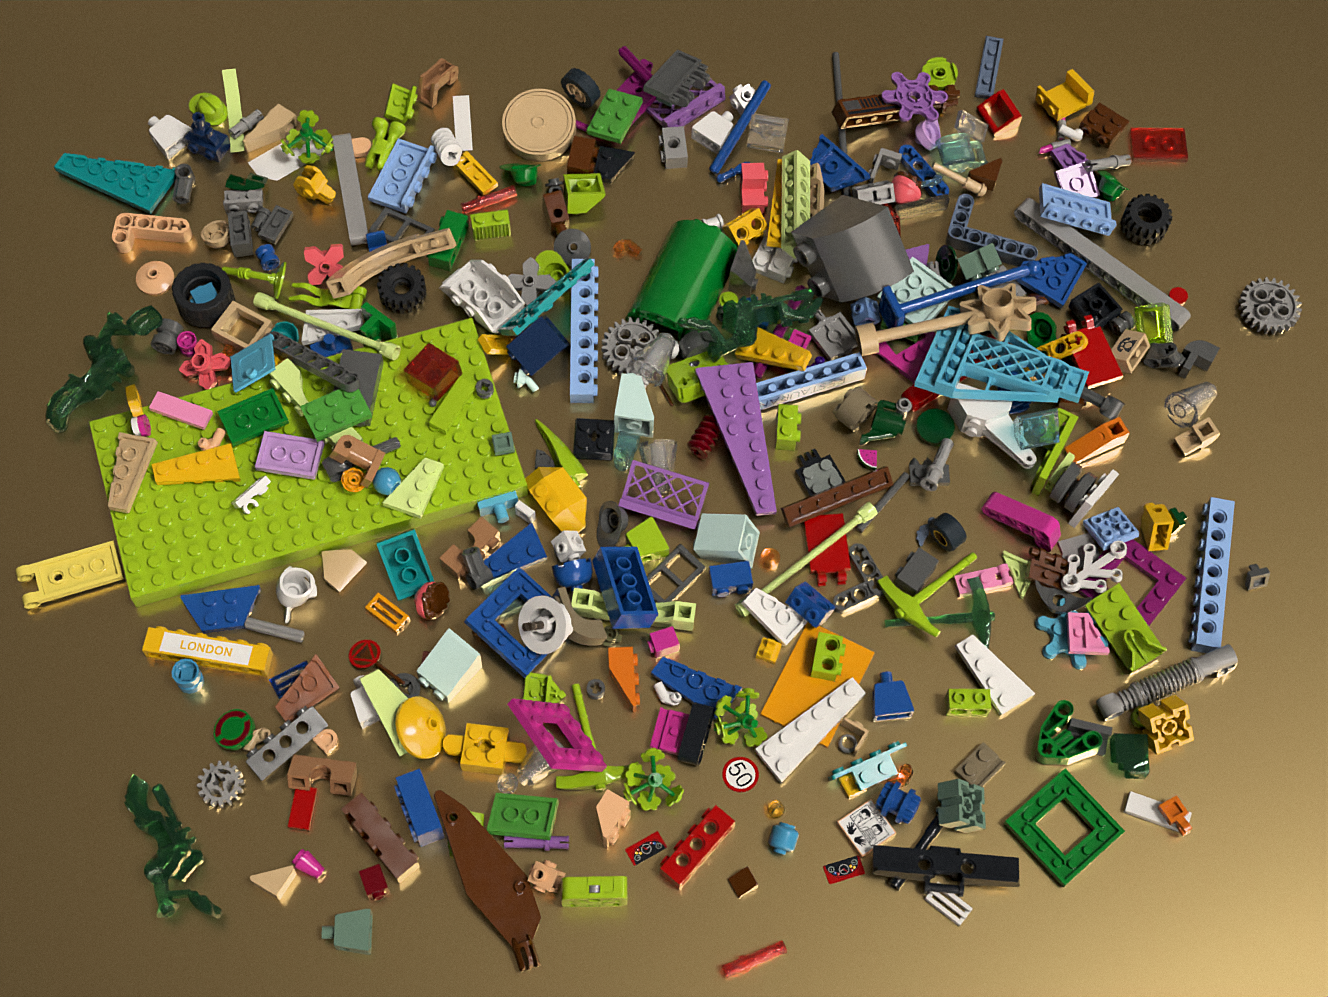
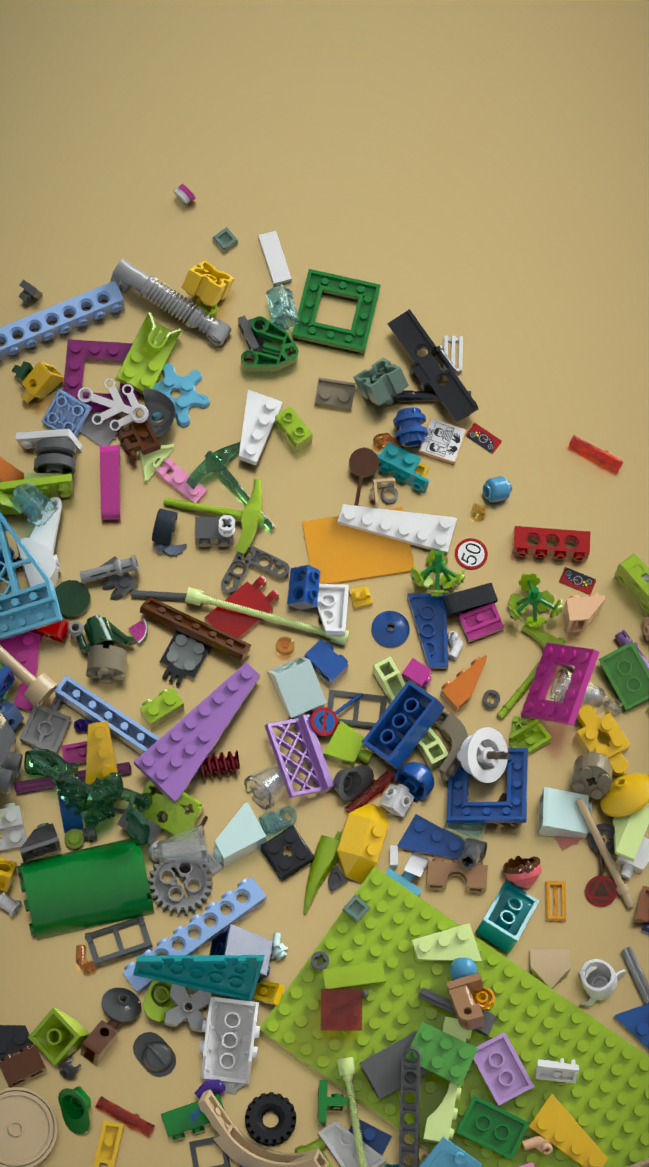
camera: 130 degrees left, 5 degrees up
(352, 669) = (622, 887): none -> tan bar
(459, 260) = (213, 1084): none -> dark purple arm
(460, 708) = (592, 775): none -> dark tan brick
(490, 224) = (151, 1092): lime brick -> none
(504, 523) = (416, 864): none -> white sticker
(517, 249) = (154, 1054): none -> dark grey piece
(591, 514) = (387, 777): none -> clear red pin
(611, 273) = (122, 952): none -> dark grey window
(679, 538) = (324, 720): none -> piece
(722, 664) = (387, 637): none -> blue dish
(743, 882) = (549, 496): reddish brown slope -> none
(825, 656) = (339, 552): lime brick -> none
(889, 735) = (363, 464): none -> reddish brown piece
(890, 699) = (333, 484): blue torso -> none
(906, 574) = (226, 520): none -> white bush
(1083, 635) = (179, 378): bright pink wing -> none
(1099, 775) = (282, 307): none -> clear light blue brick
(1130, 754) = (246, 296): clear green piece -> none
(1175, 812) = (271, 242): orange plate -> none
(1205, 781) = (225, 240): none -> sand green tile
(1277, 775) = (184, 194): none -> piece

